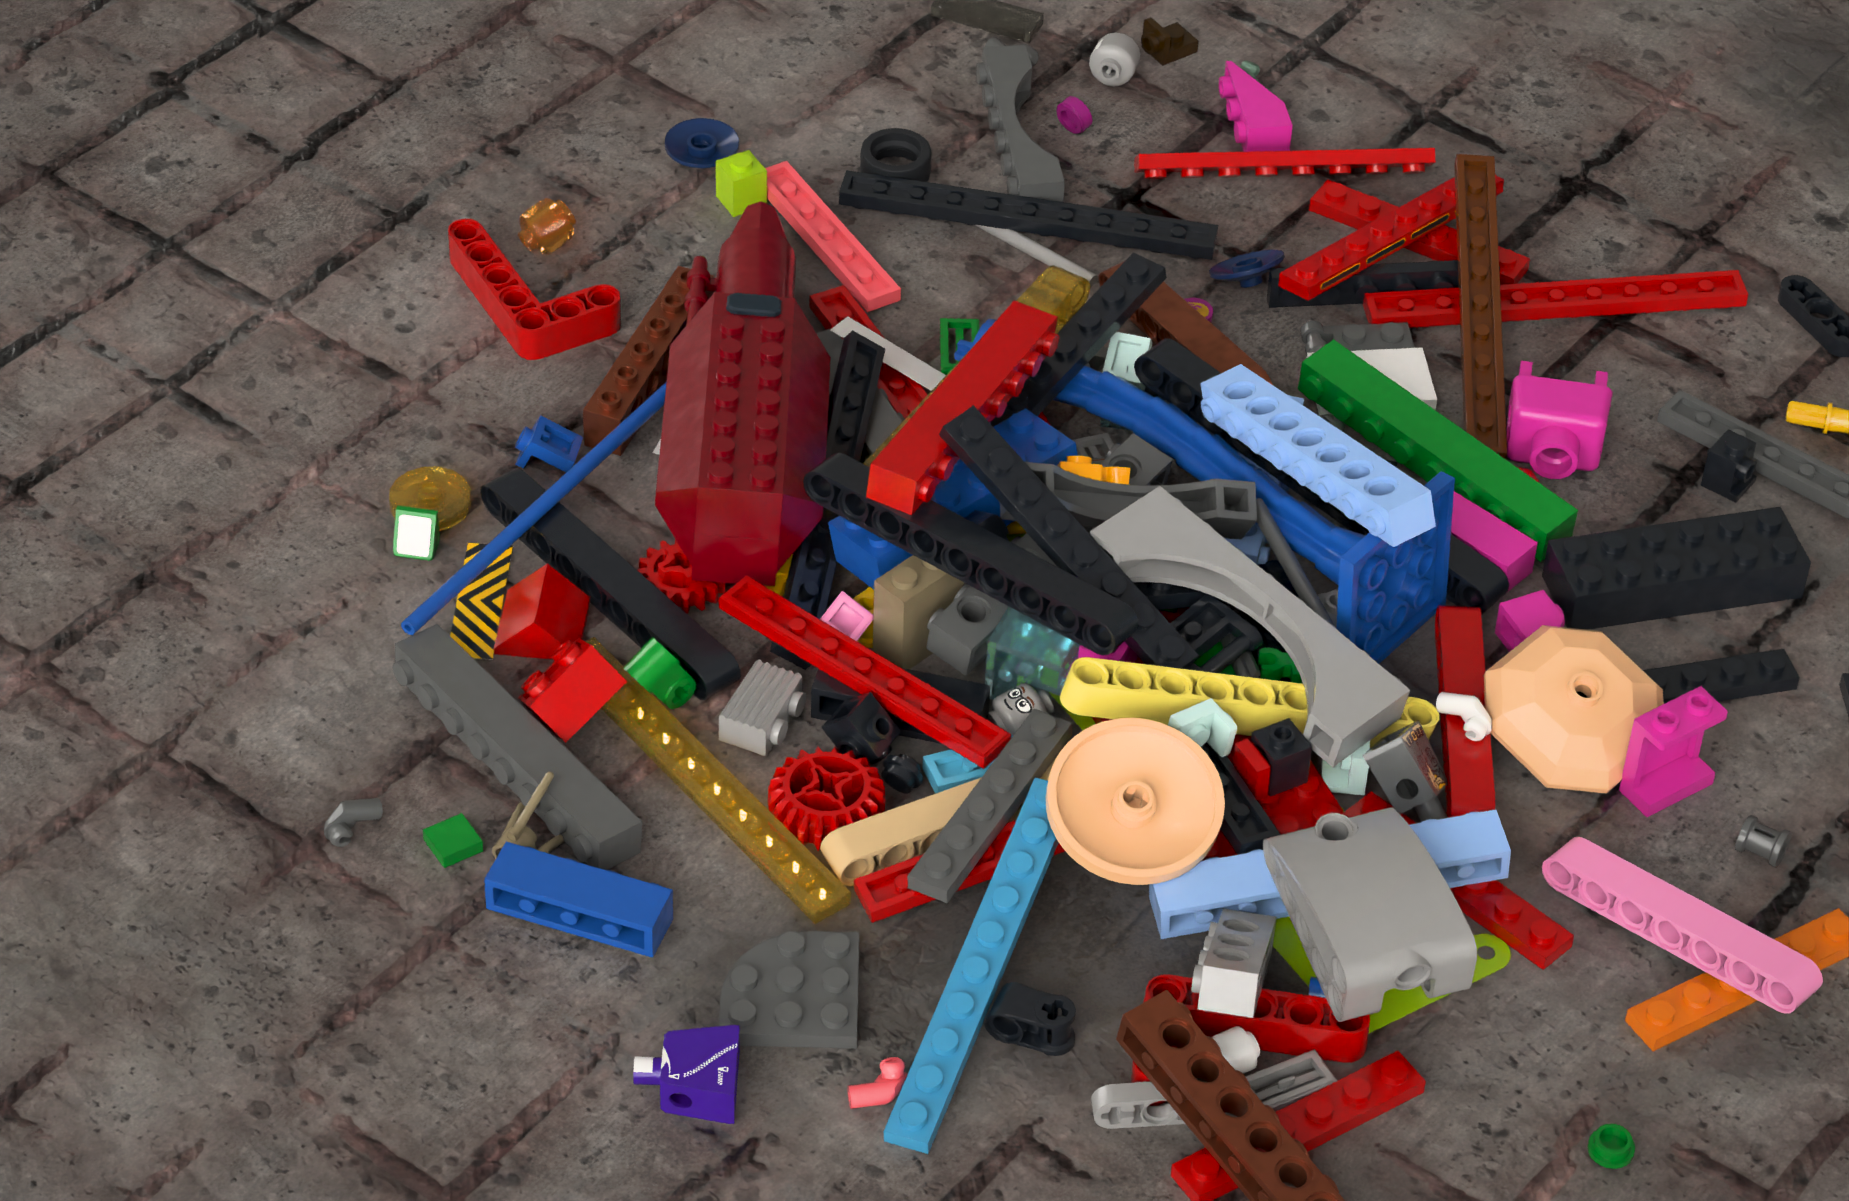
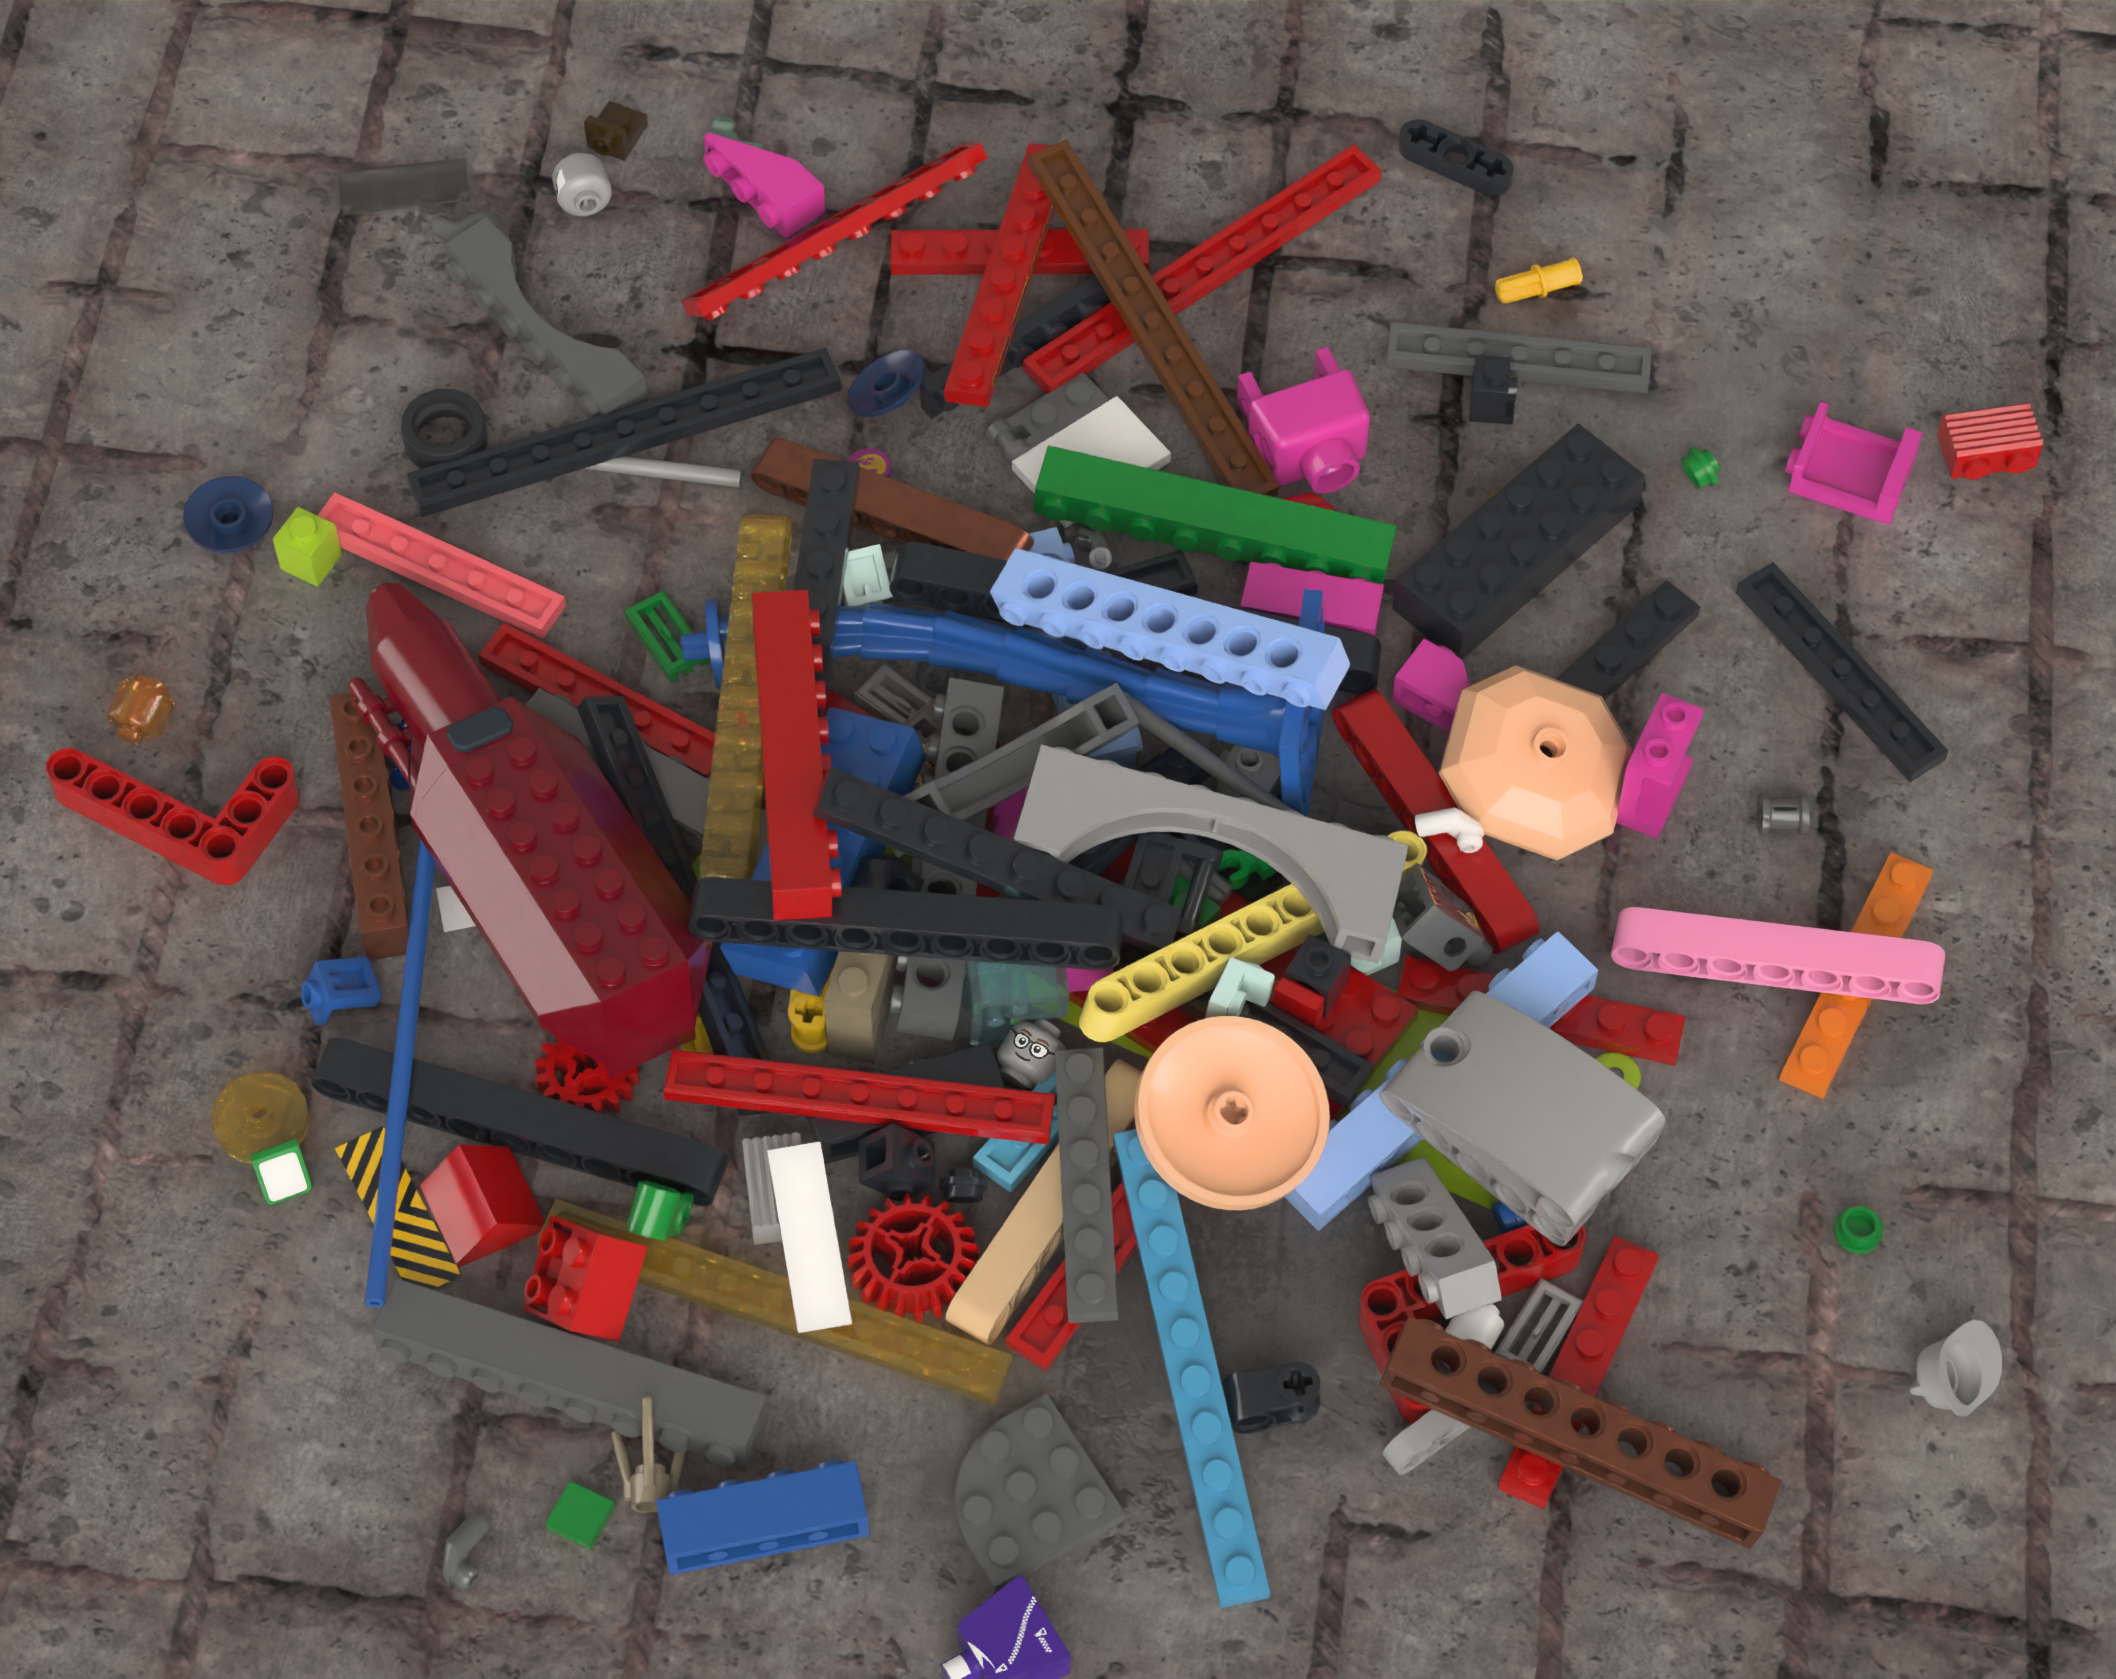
camera: 30 degrees left, 15 degrees up
(755, 741) = (809, 1237): none -> white sticker
(848, 616) = (798, 1042): bright pink slope -> none
(883, 1089) = (1186, 1553): coral arm -> none
(894, 355) = (636, 688): white sticker -> none
(1074, 115) = (587, 278): magenta tile -> none
(1082, 466) = (941, 759): light orange plate -> none

